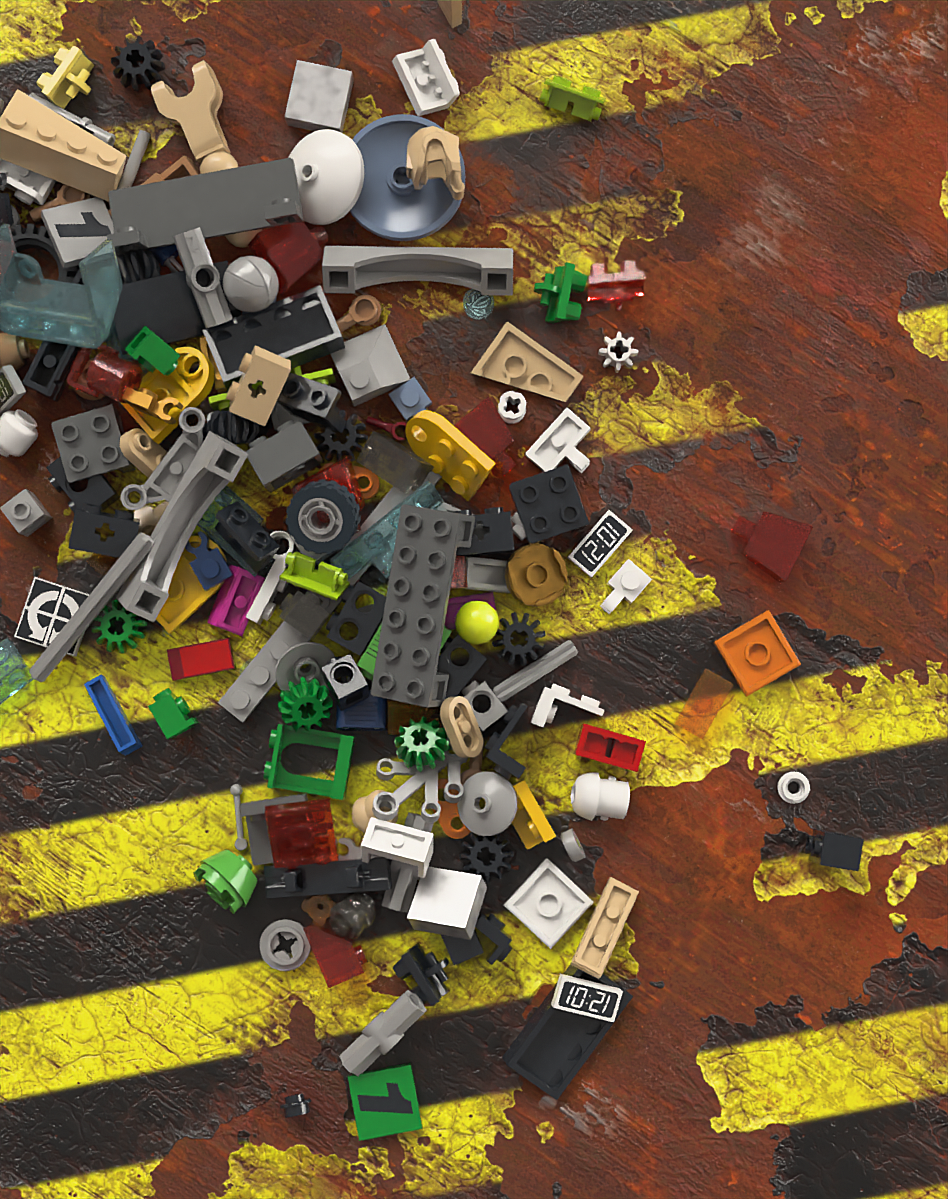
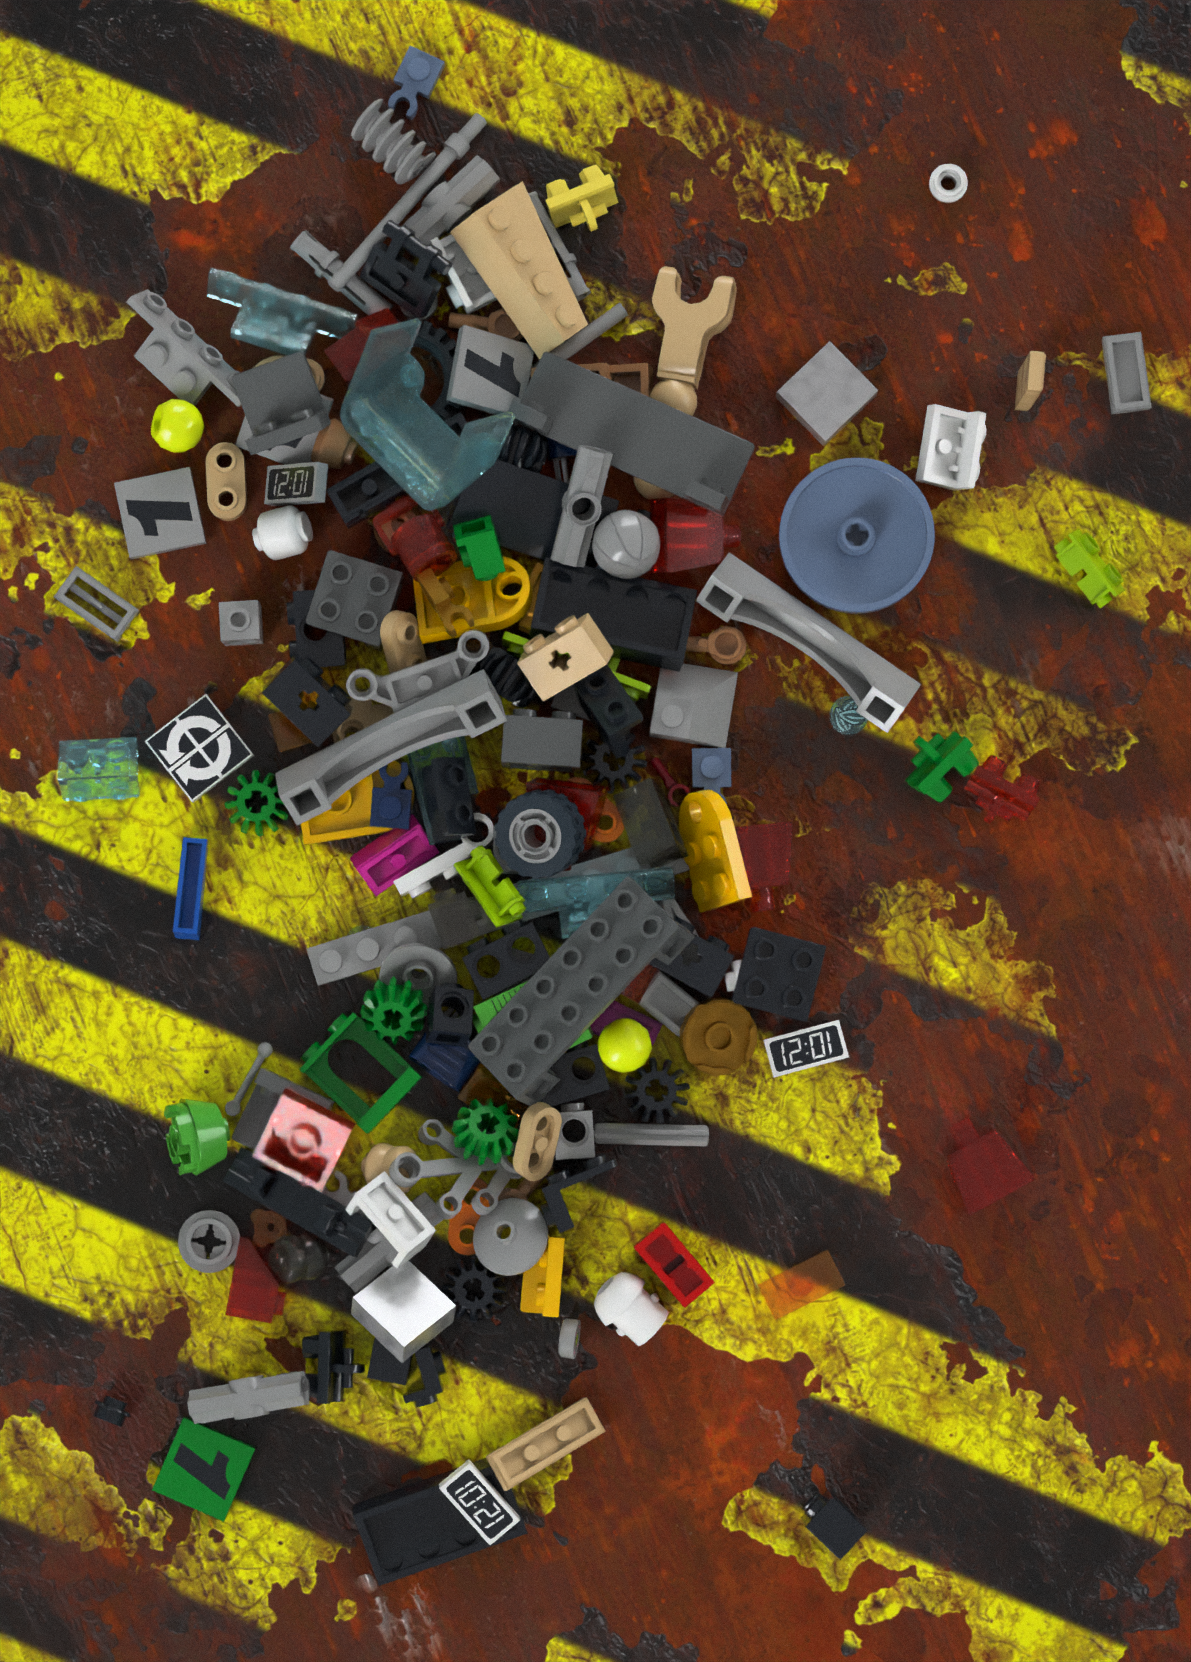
camera: 35 degrees right, 0 degrees up
(91, 607) = (244, 766): light grey axle -> none
(135, 52) = (660, 219): black gear -> none
(171, 714) = (251, 928): green brick -> none
(201, 659) = (318, 891): red tile -> none
(335, 175) = (789, 488): white dish -> none
(435, 155) = (902, 537): tan helmet -> none
(509, 417) = (801, 855): white bush -> none
(527, 365) = (855, 814): tan wing -> none
(546, 710) = (635, 1182): white bracket -> none
(548, 903) = (505, 1380): white tile -> none
(560, 443) = (833, 917): white plate -> none
(625, 346) = (968, 863): white gear -> none
(626, 584) = (806, 1109): white plate -> none
(757, 653) = (891, 1270): orange plate -> none
(803, 787) = (840, 1444): white plate -> none

